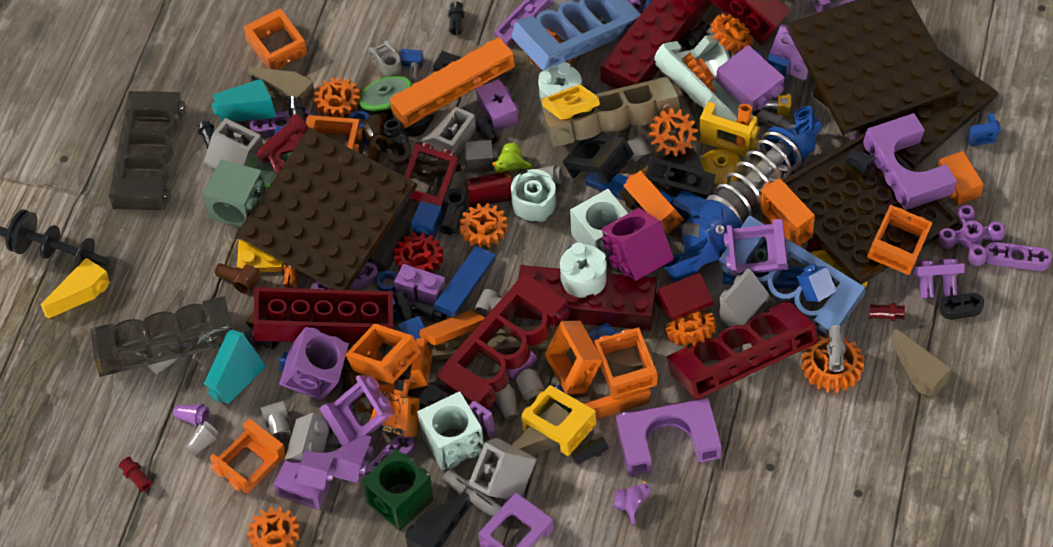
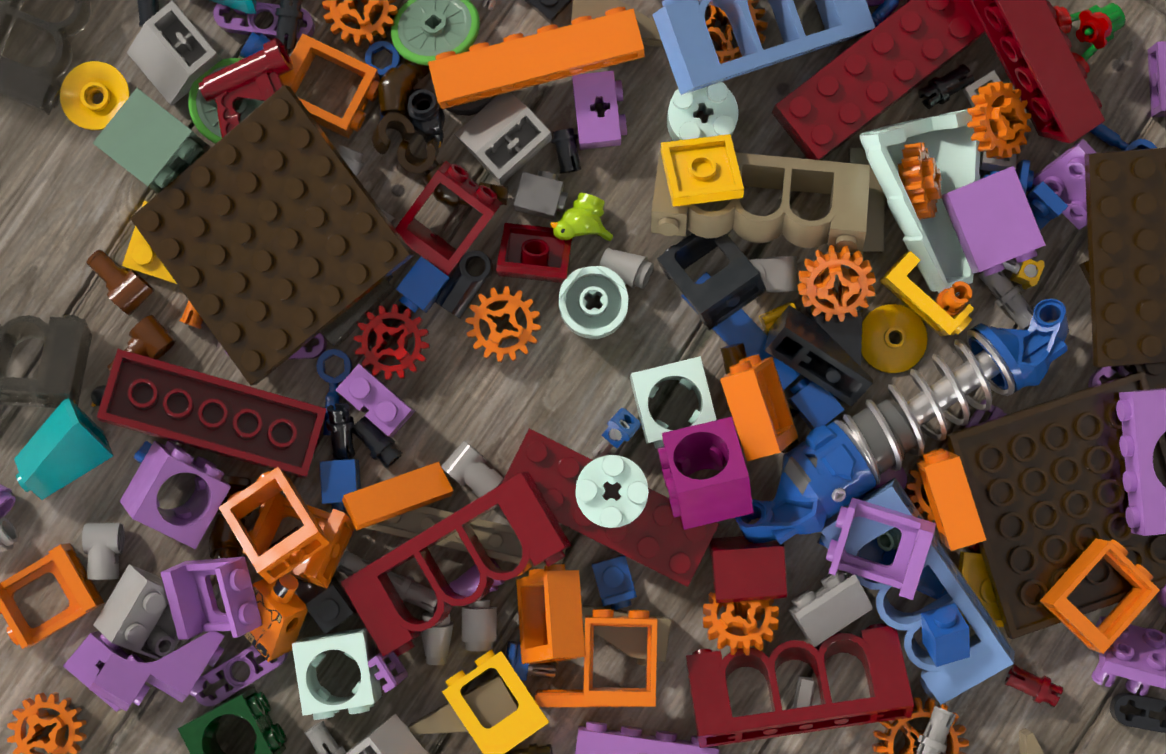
camera: 20 degrees right, 30 degrees up
(185, 182) = (82, 85): none -> yellow dish
(464, 281) = (442, 415): blue tile -> none
(860, 161) = (1099, 437): black bush -> none

